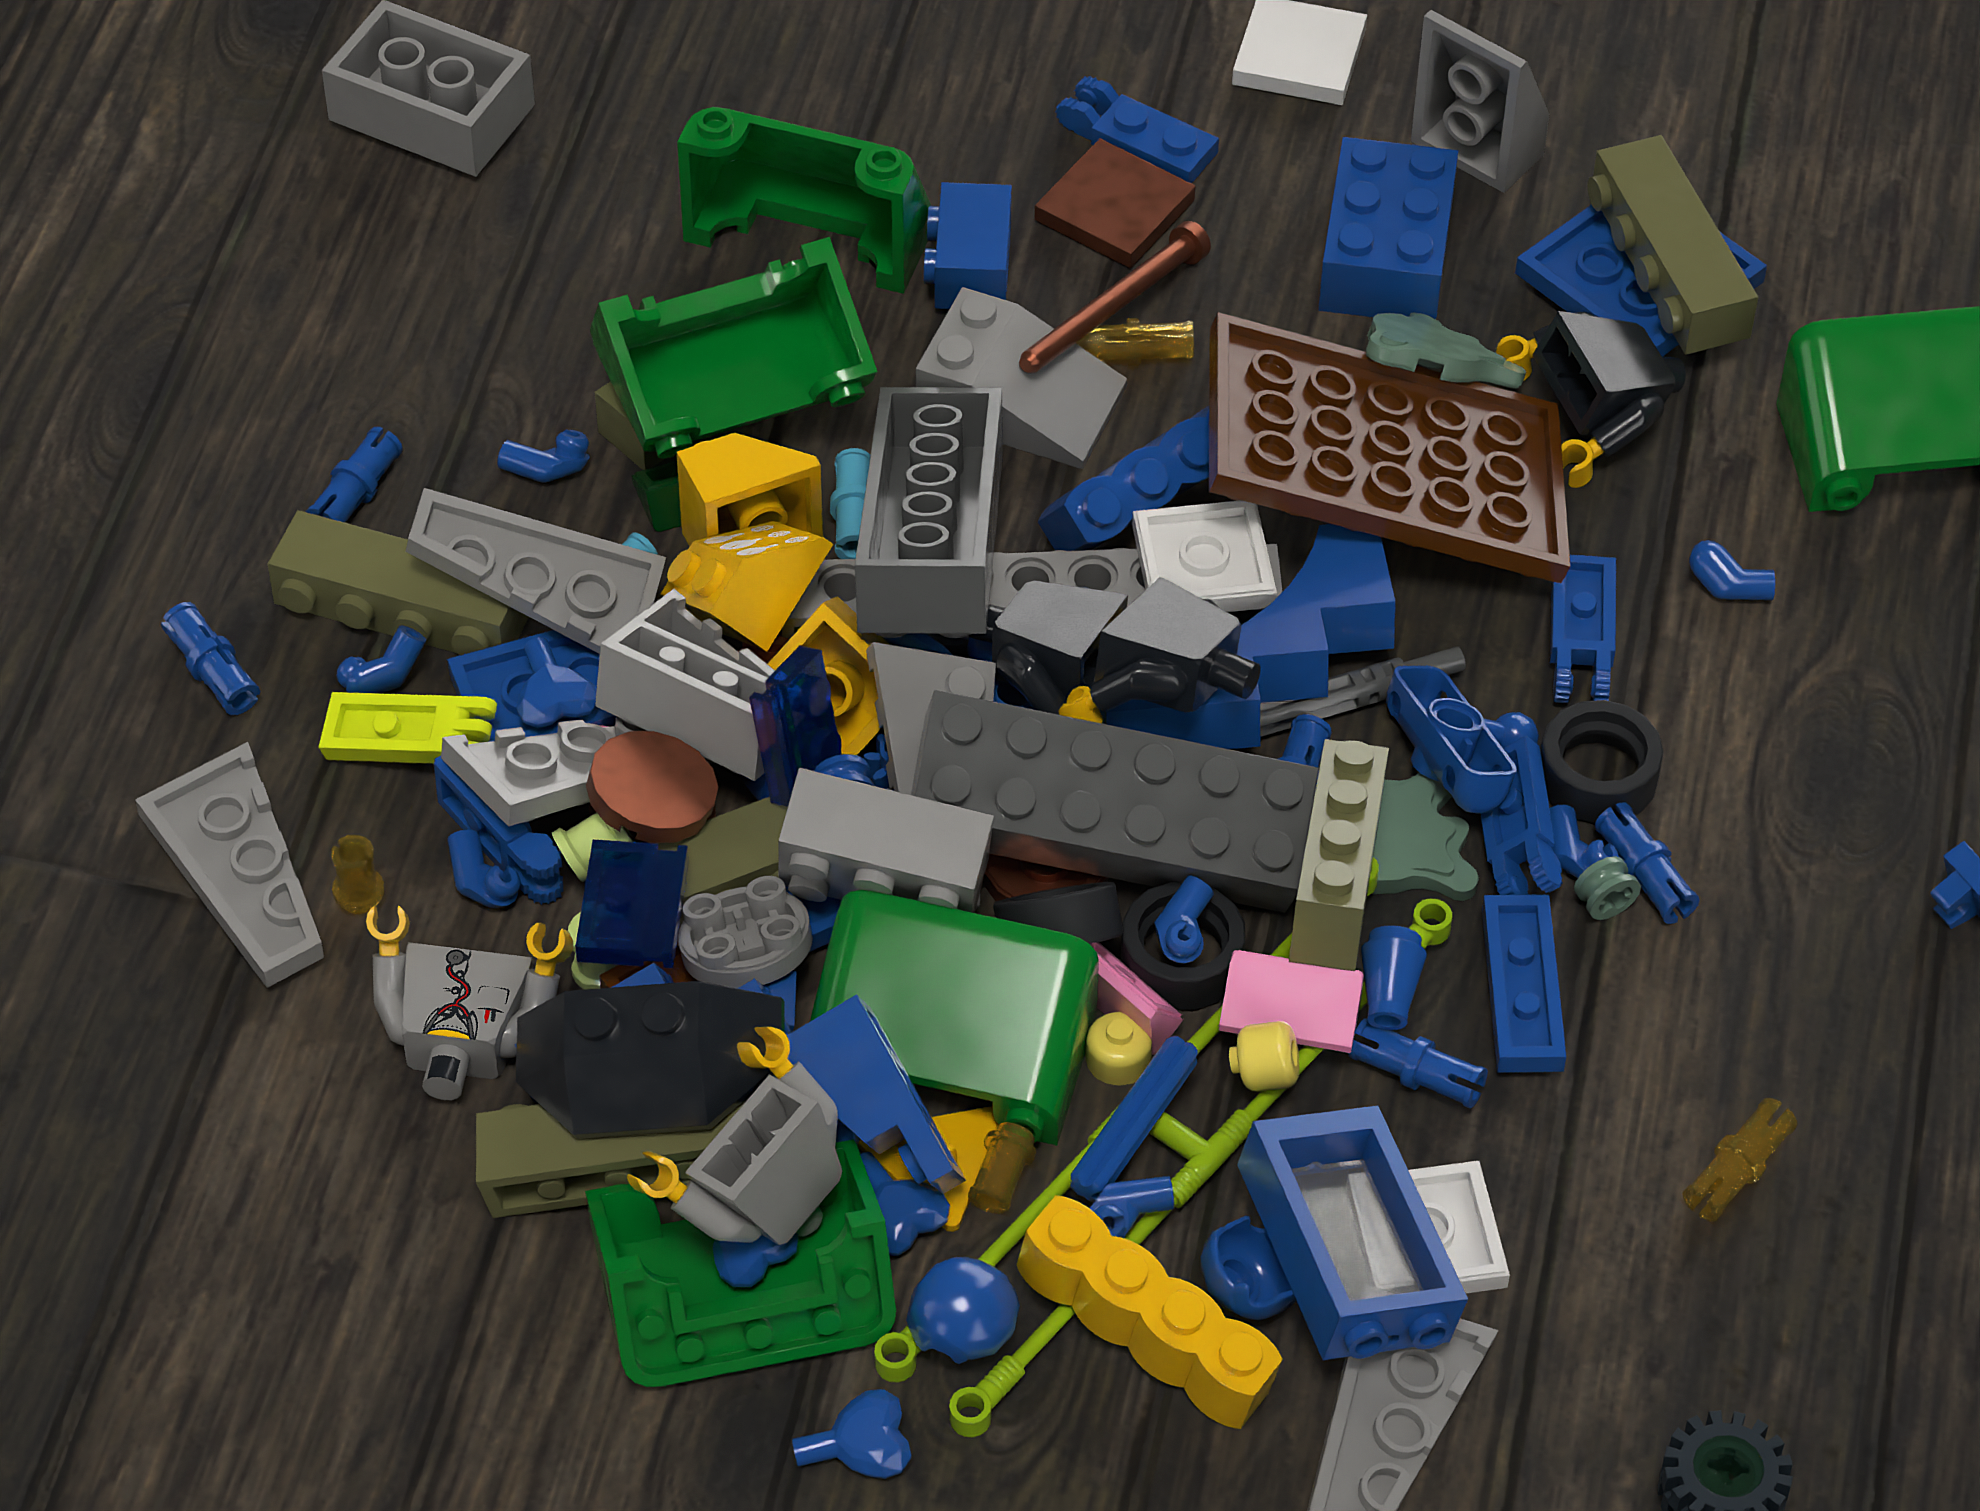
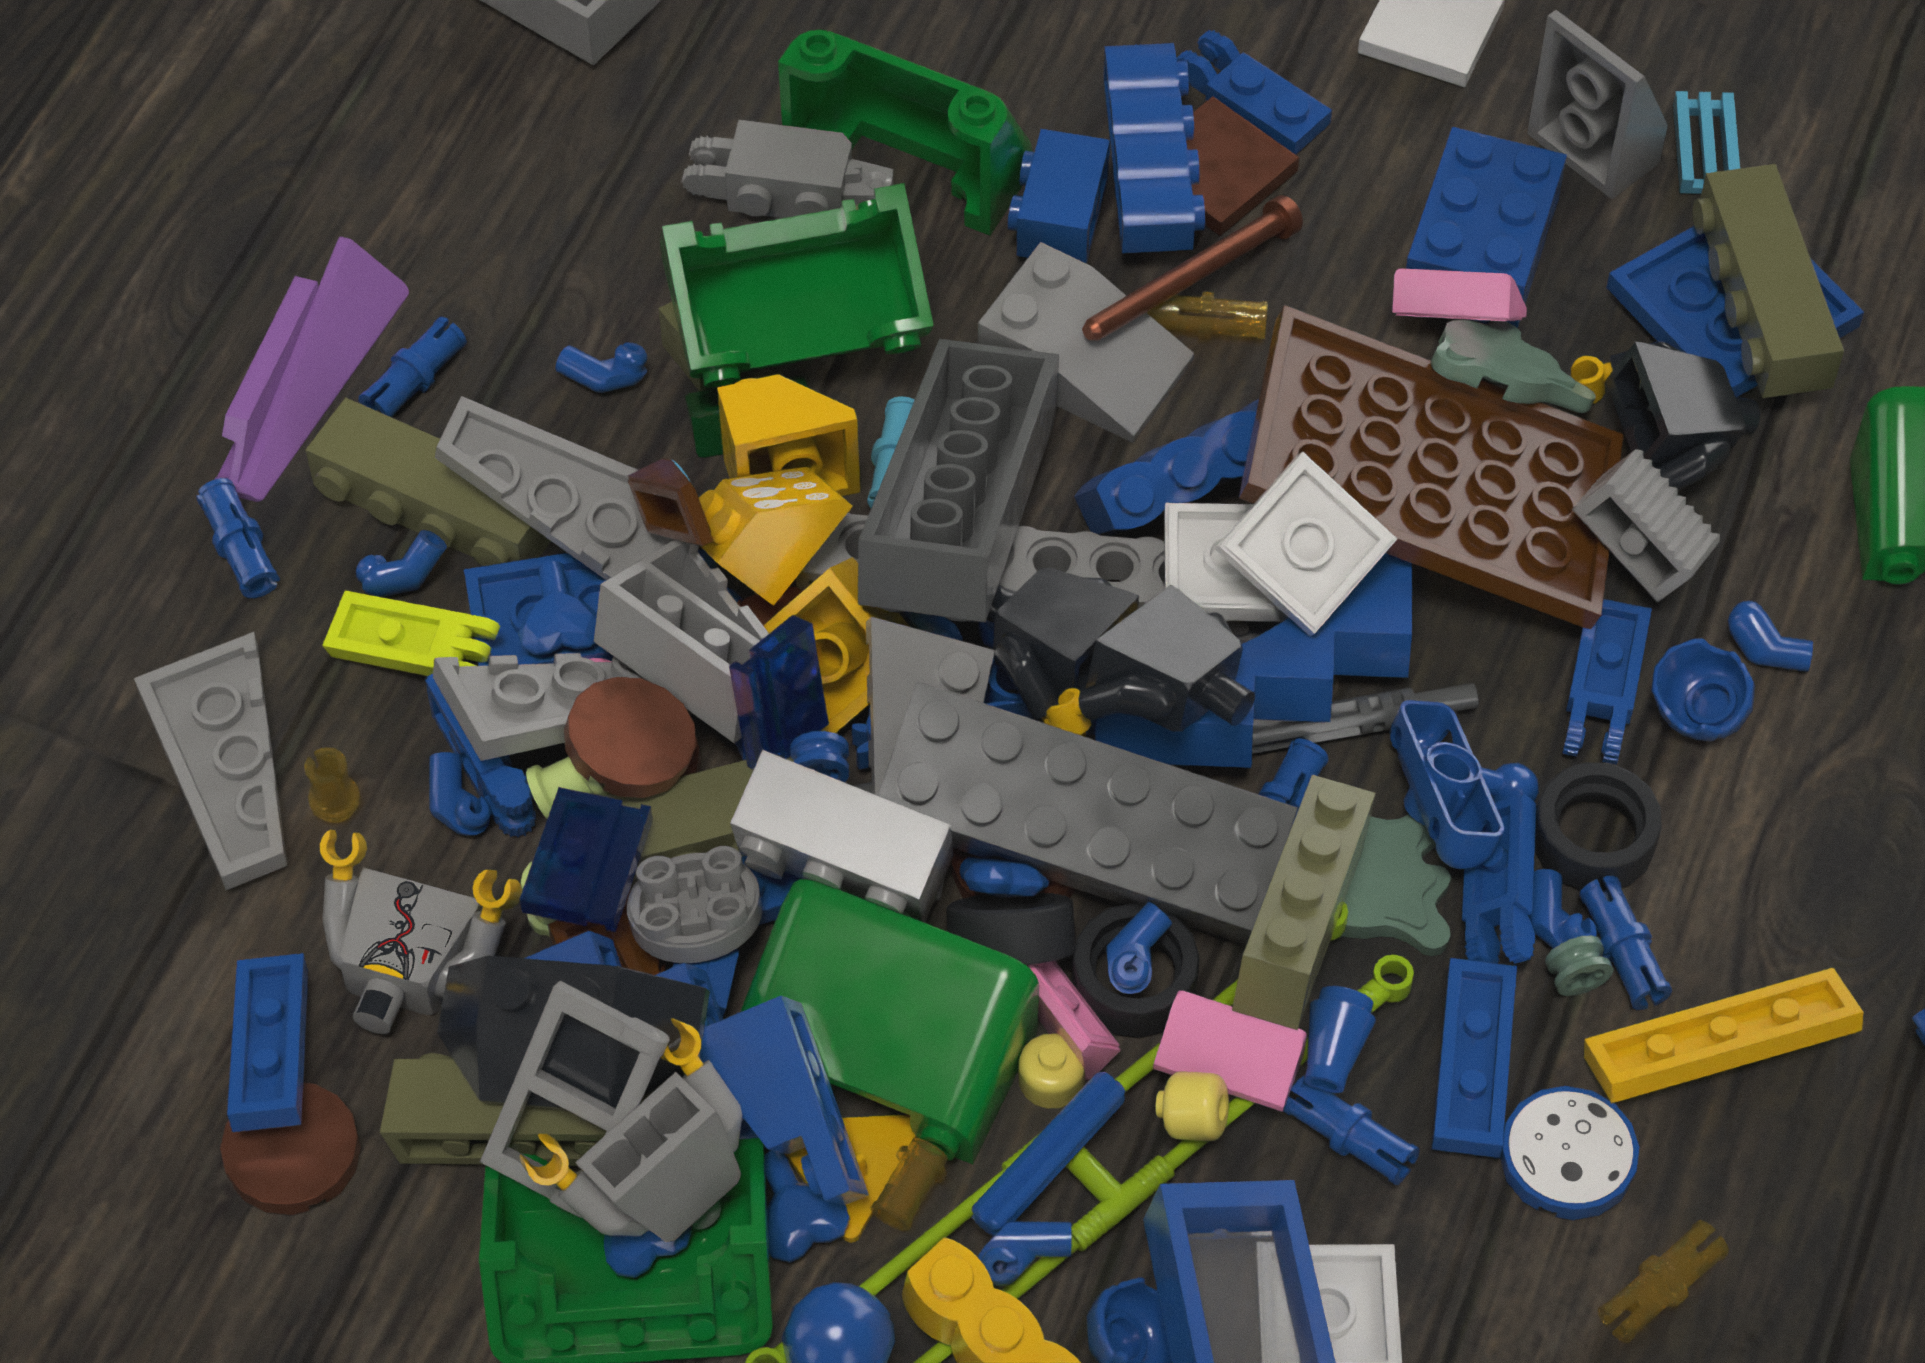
camera: 10 degrees right, 5 degrees up
(245, 487) = (306, 363): none -> medium lavender wedge
(344, 1118) = (268, 1043): none -> blue plate
(382, 1215) = (298, 1164): none -> copper tile
(625, 1100) = (530, 1078): none -> light grey window
(653, 563) = (669, 503): none -> reddish brown slope
(685, 251) = (781, 170): none -> light grey hinge
(1041, 871) = (1002, 877): none -> blue rock
(1051, 190) = (1150, 148): none -> blue brick
(1281, 525) = (1306, 543): none -> white tile
(1376, 291) = (1457, 295): none -> bright pink slope
(1581, 100) = (1705, 109): none -> medium azure tile
(1598, 480) = (1646, 525): none -> light grey brick
(1629, 1057) = (1569, 1152): none -> white tile
(1678, 625) = (1703, 690): none -> blue hair
(1754, 932) = (1722, 1035): none -> yellow plate

